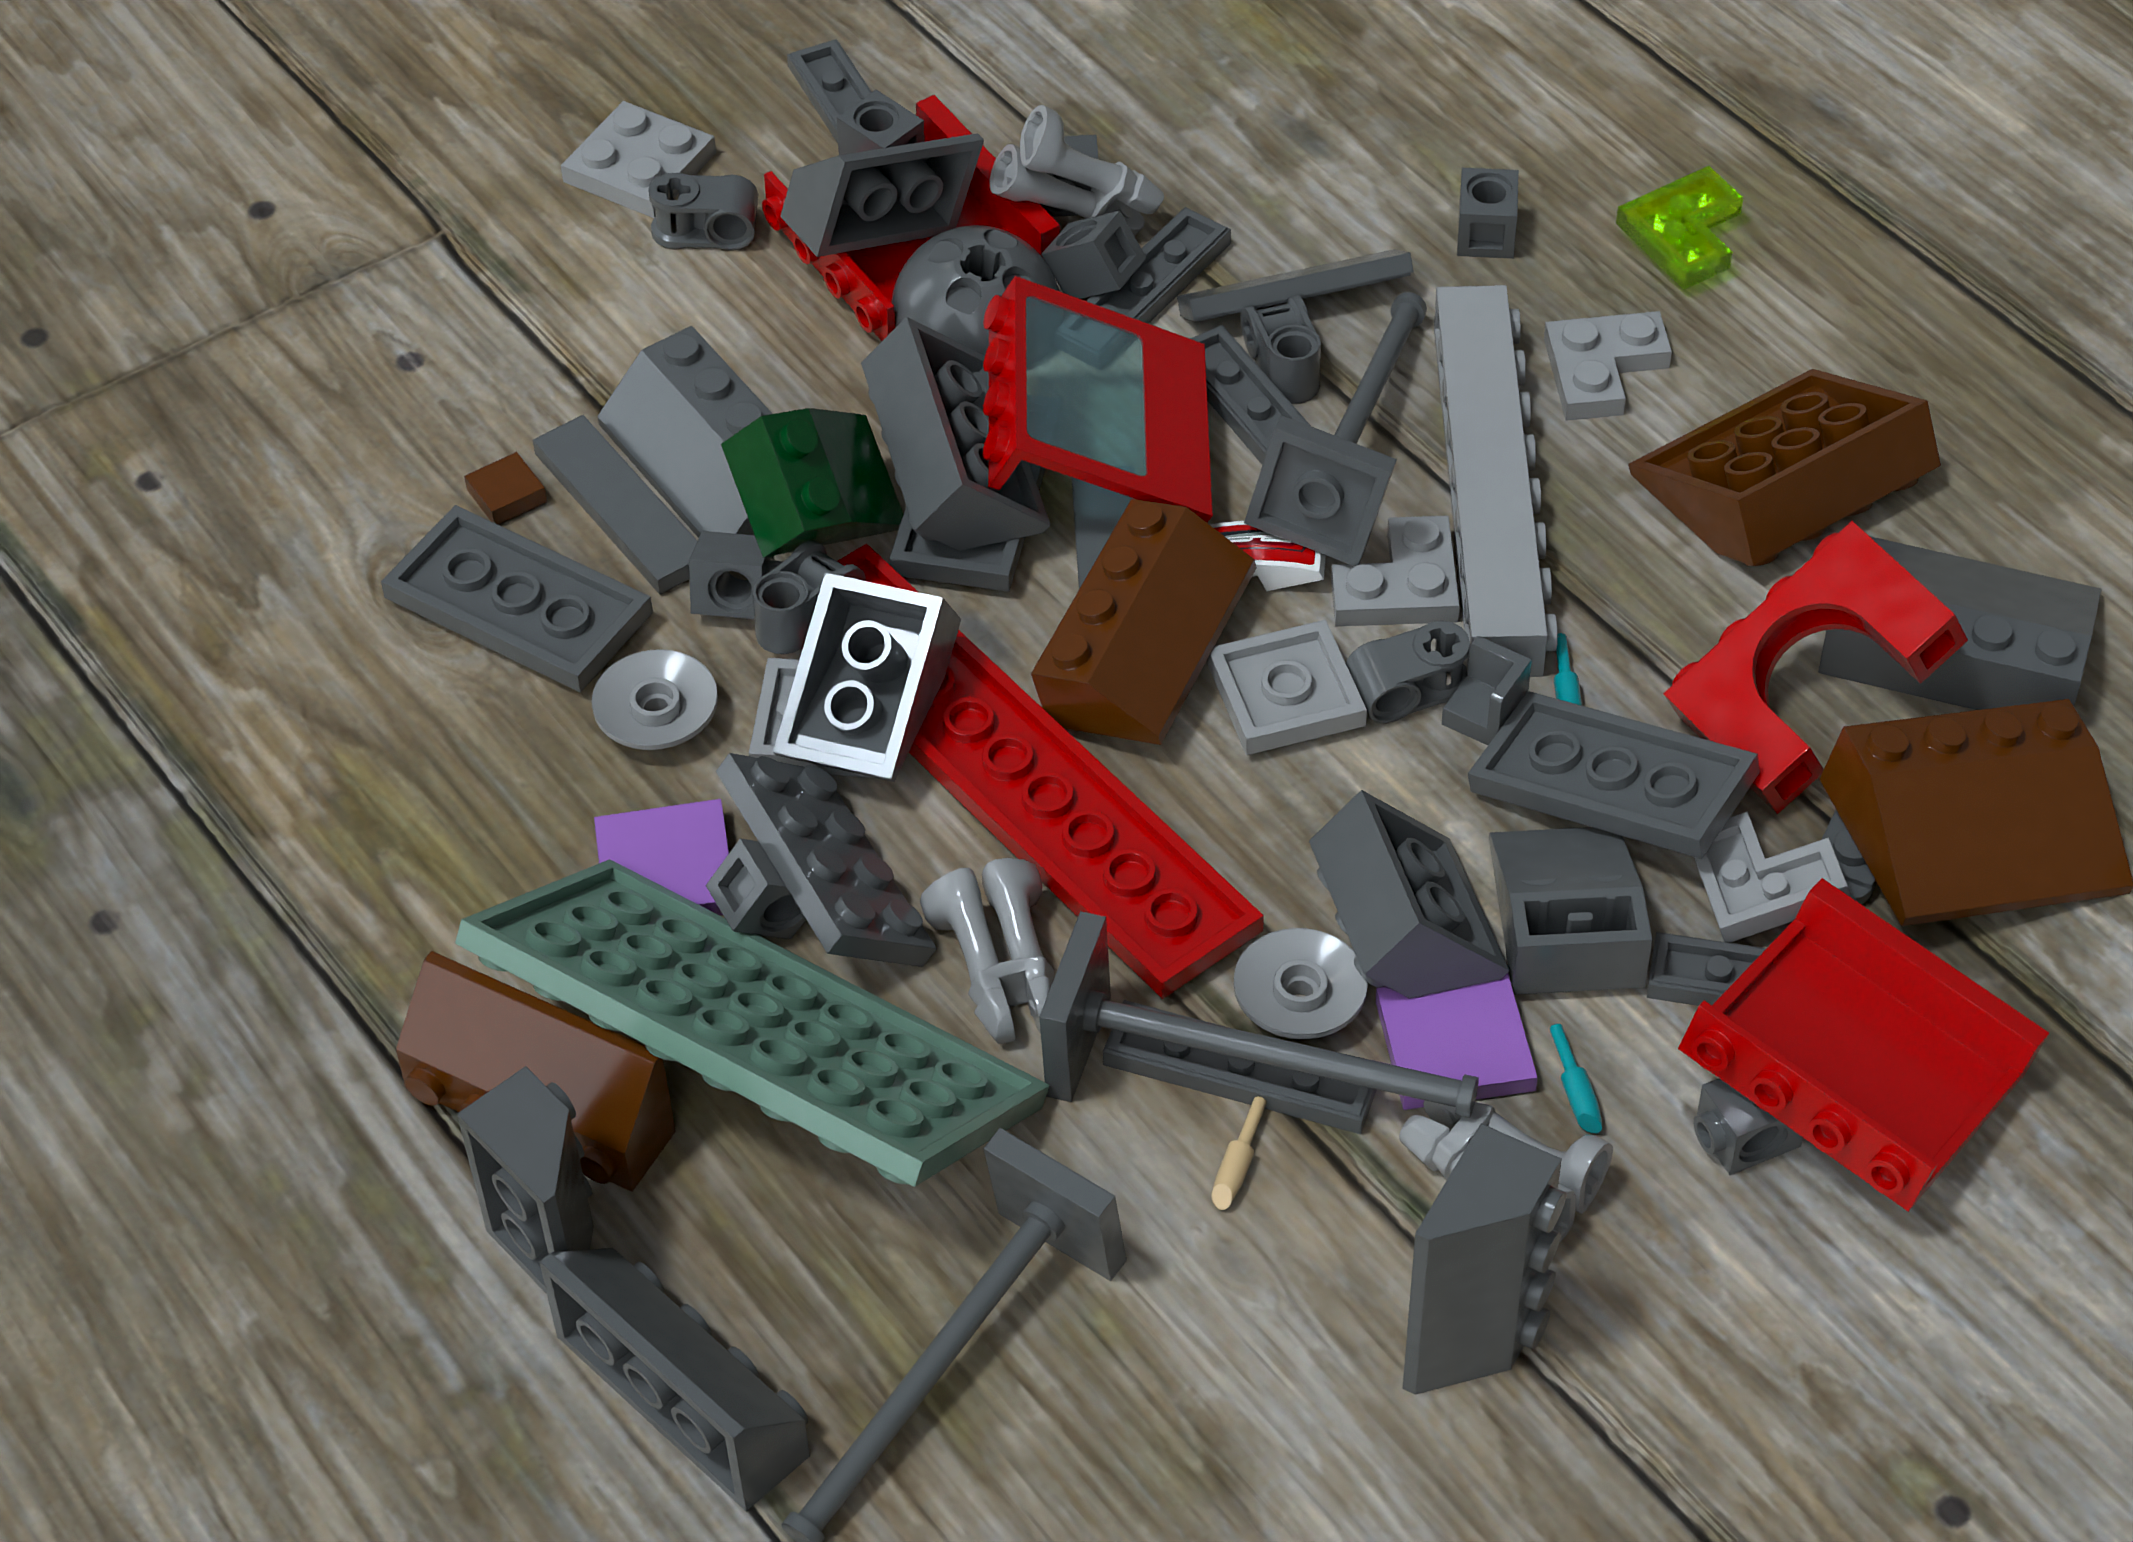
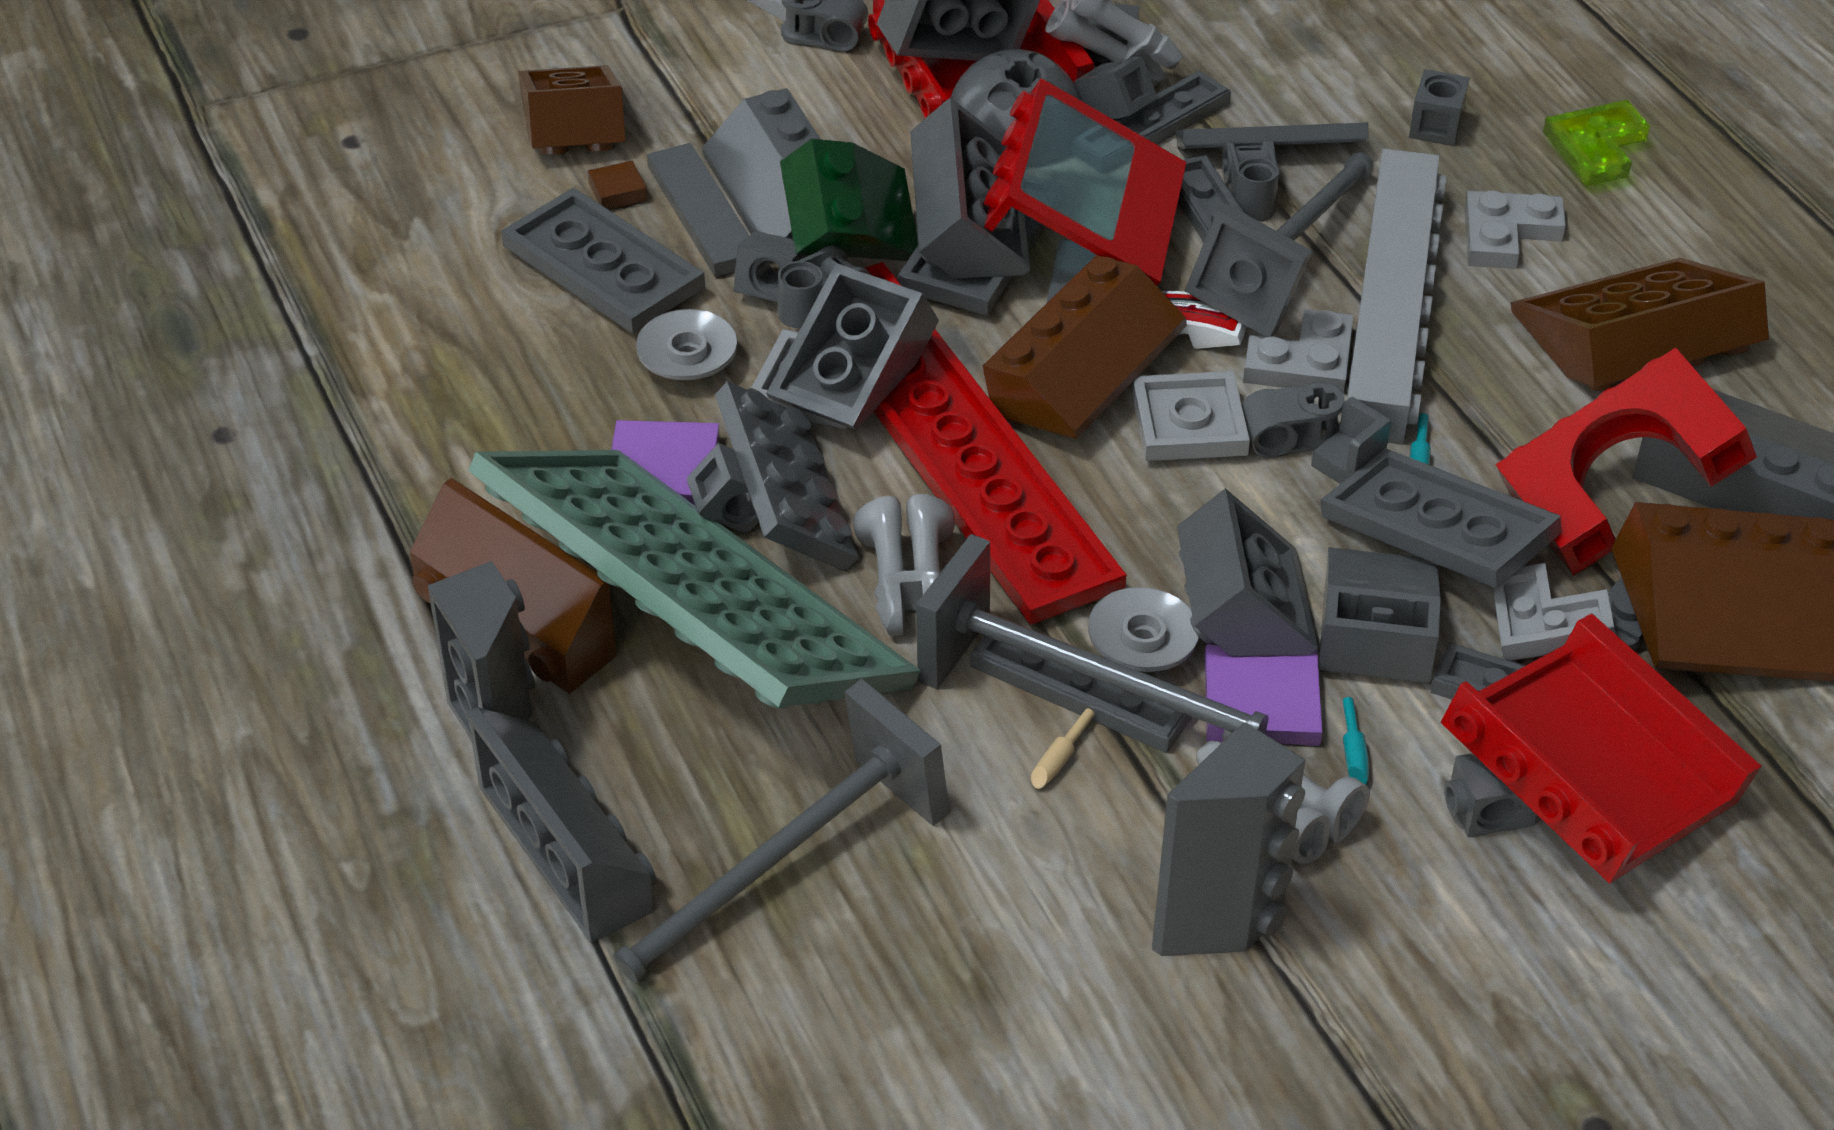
camera: 10 degrees right, 5 degrees down
(421, 389) = (572, 108): none -> reddish brown slope

